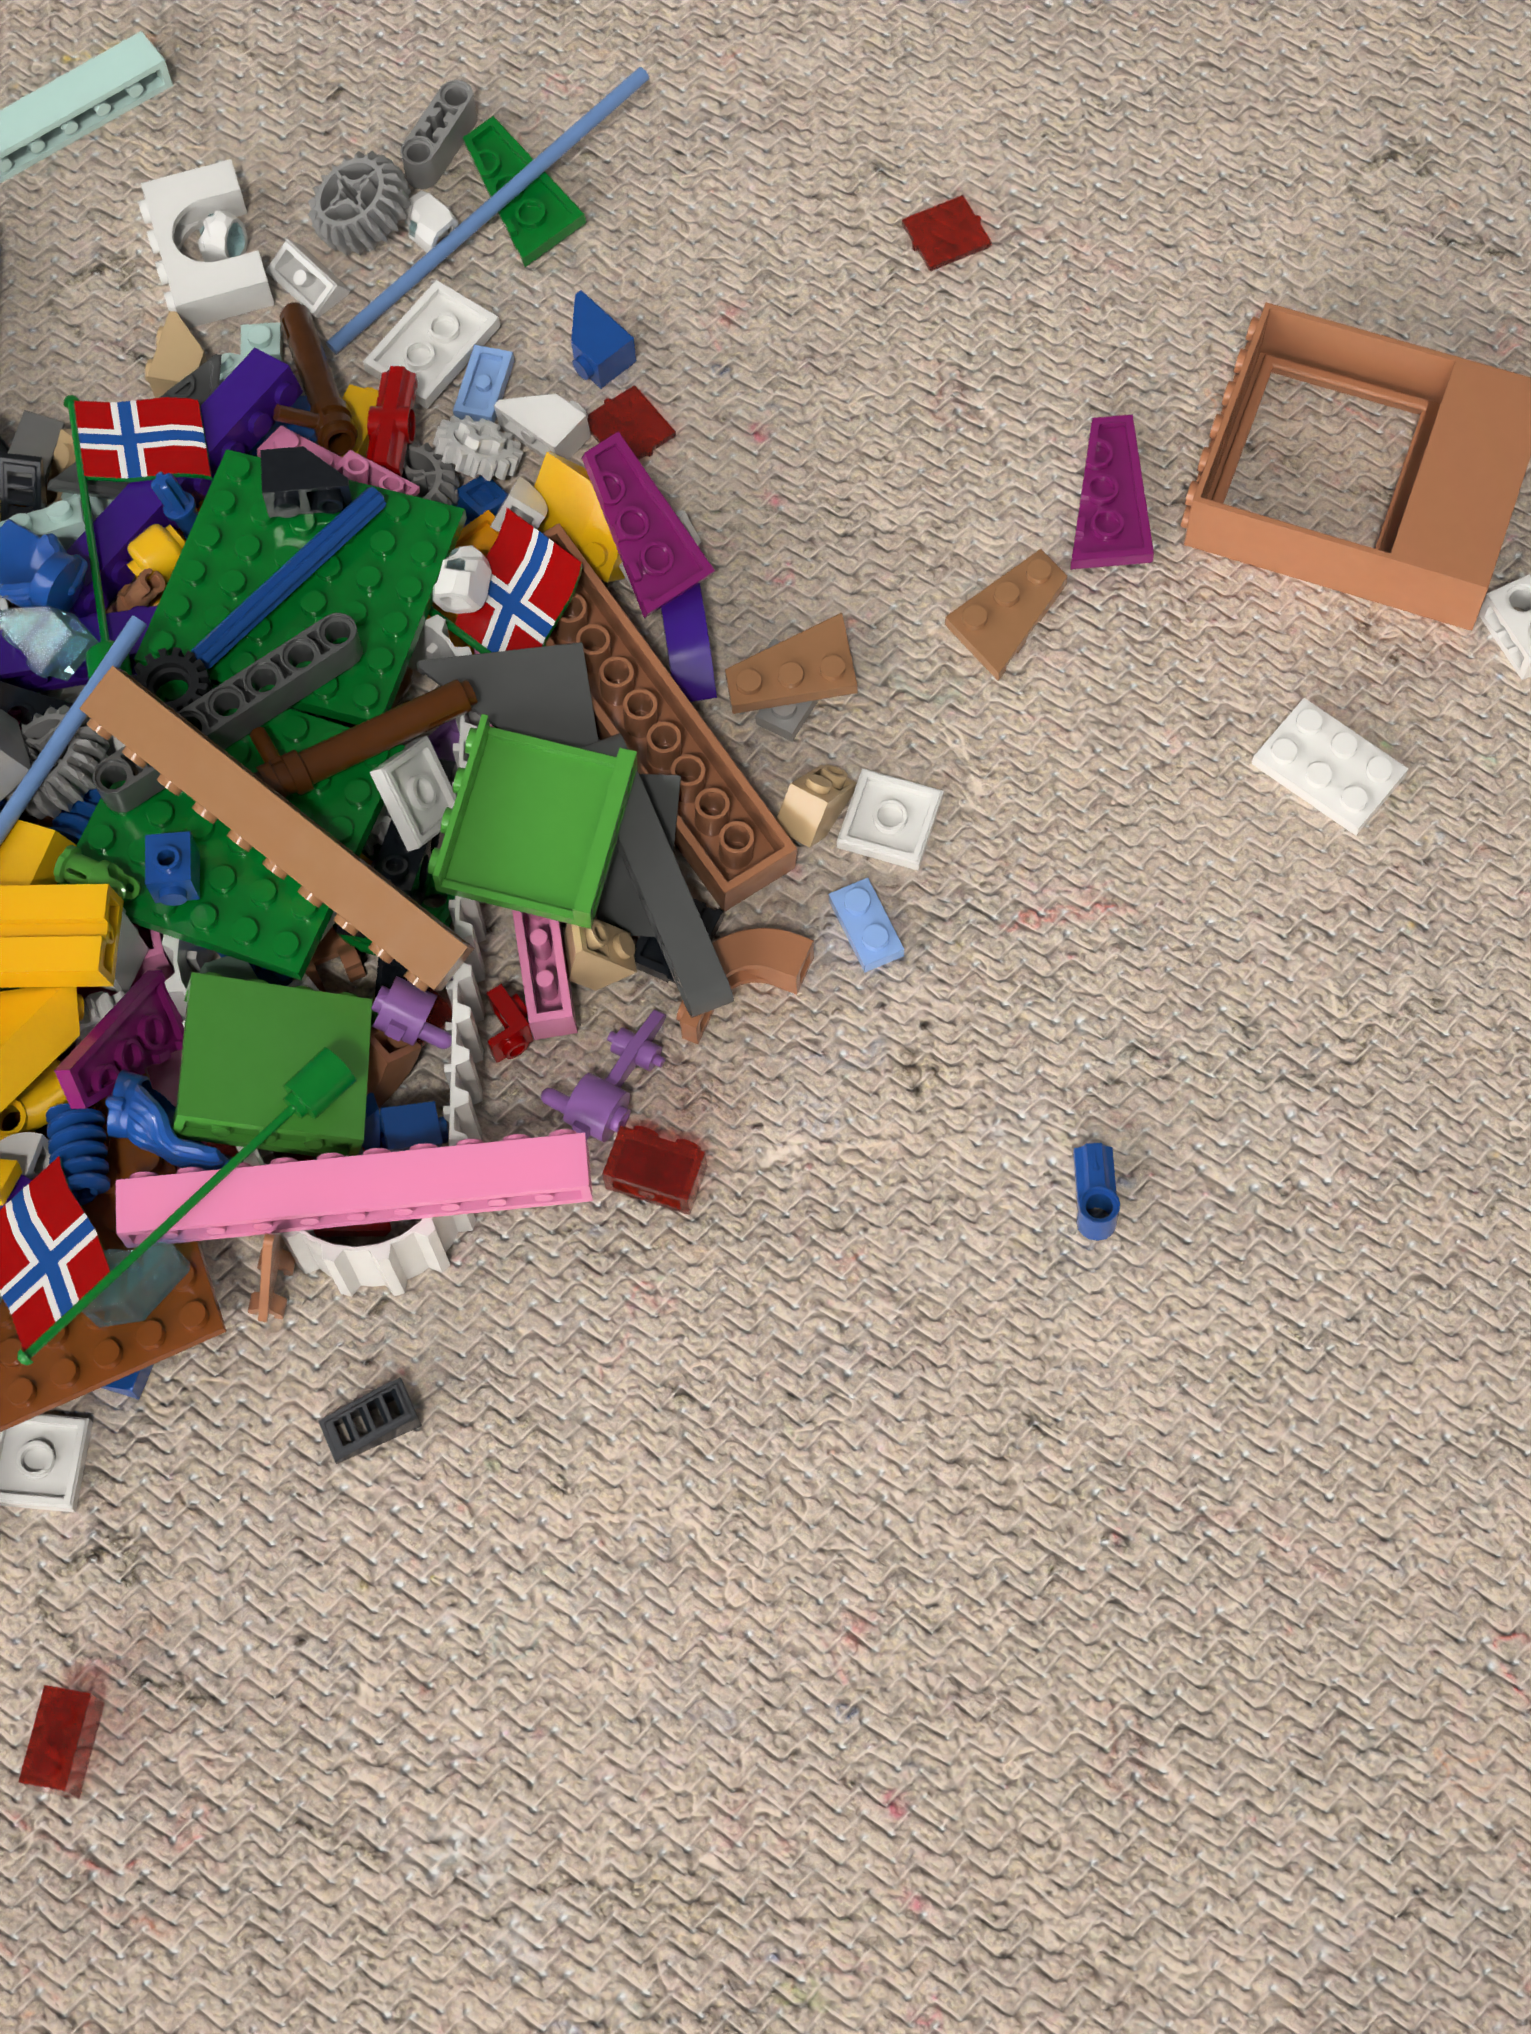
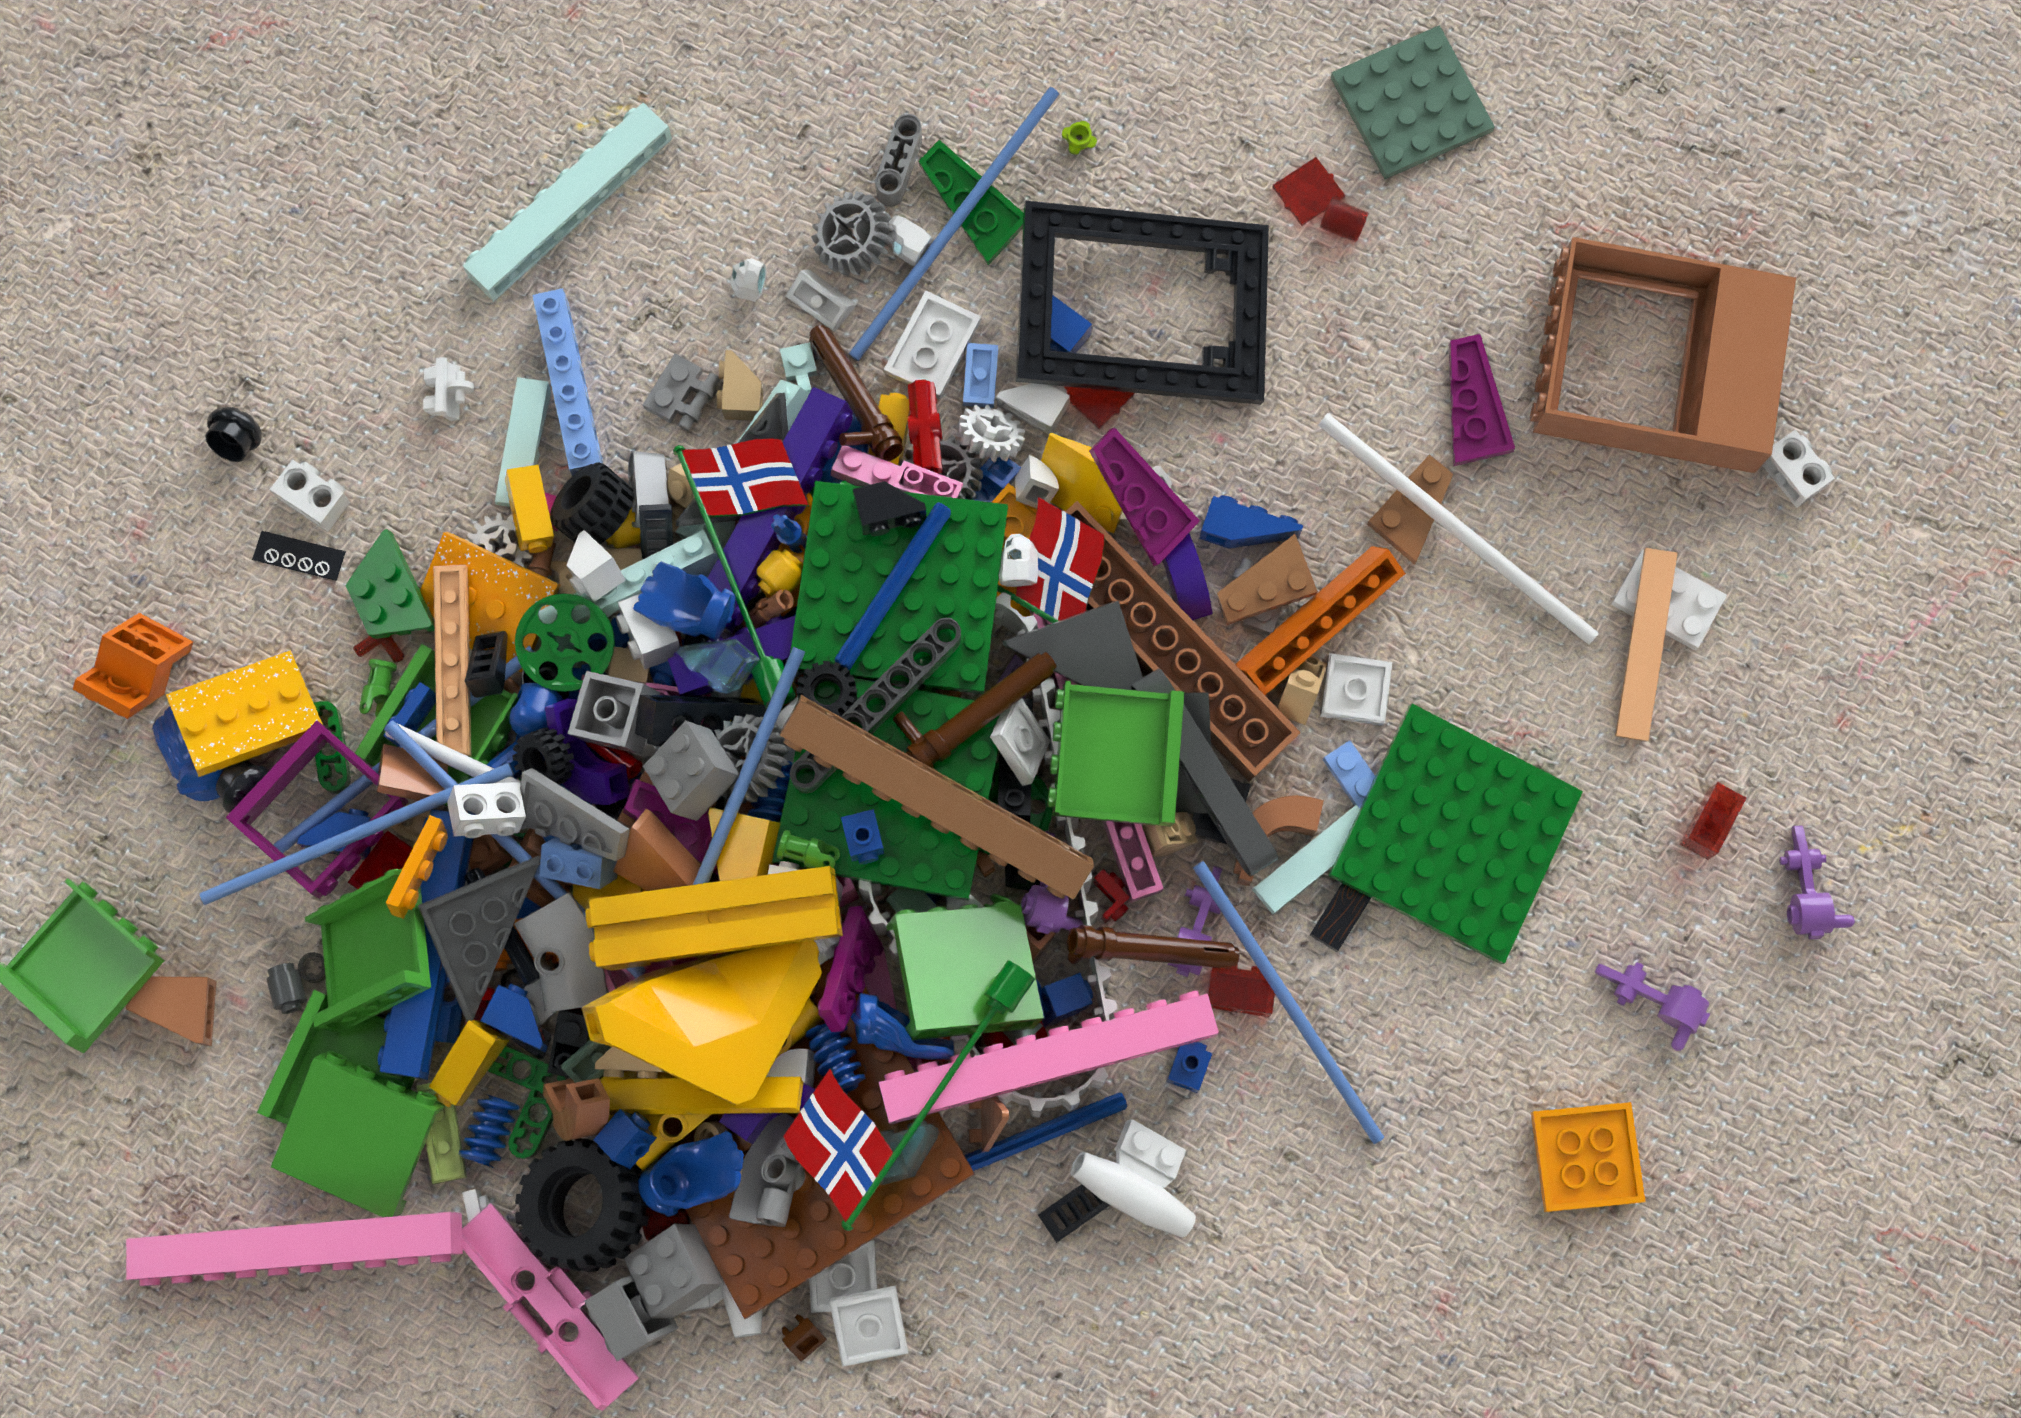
camera: 15 degrees left, 10 degrees up
(52, 1530) = (868, 1326): none -> white tile
(101, 353) = (673, 388): none -> light grey plate
(201, 289) = (738, 323): white arch -> none
(339, 1317) = (1047, 1131): none -> blue axle
(460, 1389) = (1138, 1179): none -> white plate
(468, 1056) = (1108, 944): none -> reddish brown cylinder
(564, 1256) = (1189, 1066): none -> blue brick
(669, 137) = (1079, 129): none -> lime plate
(713, 1191) = (1288, 1002): none -> medium blue piece
(778, 601) = (1241, 526): none -> blue slope
(794, 1015) = (1305, 865): none -> light aqua slope
(820, 412) = (1245, 262): none -> black plate
(826, 1081) = (1340, 917): none -> black tile
(856, 719) = (1320, 618): none -> orange brick
(982, 265) = (1344, 220): none -> clear red piece
(986, 1013) = (1456, 834): none -> green plate
(1062, 640) = (1458, 529): none -> white piece
(1093, 1462) = (1587, 1157): none -> light orange plate
(1095, 1189) = (1556, 953): blue piece -> none
(1097, 149) = (1412, 102): none -> sand green plate
(1256, 1283) = (1680, 1008): none -> medium lavender piece
(1286, 812) = (1646, 644): none -> light nougat tile
(1340, 1043) = (1713, 821): none -> clear red brick
(1463, 1181) = (1810, 911): none -> medium lavender piece

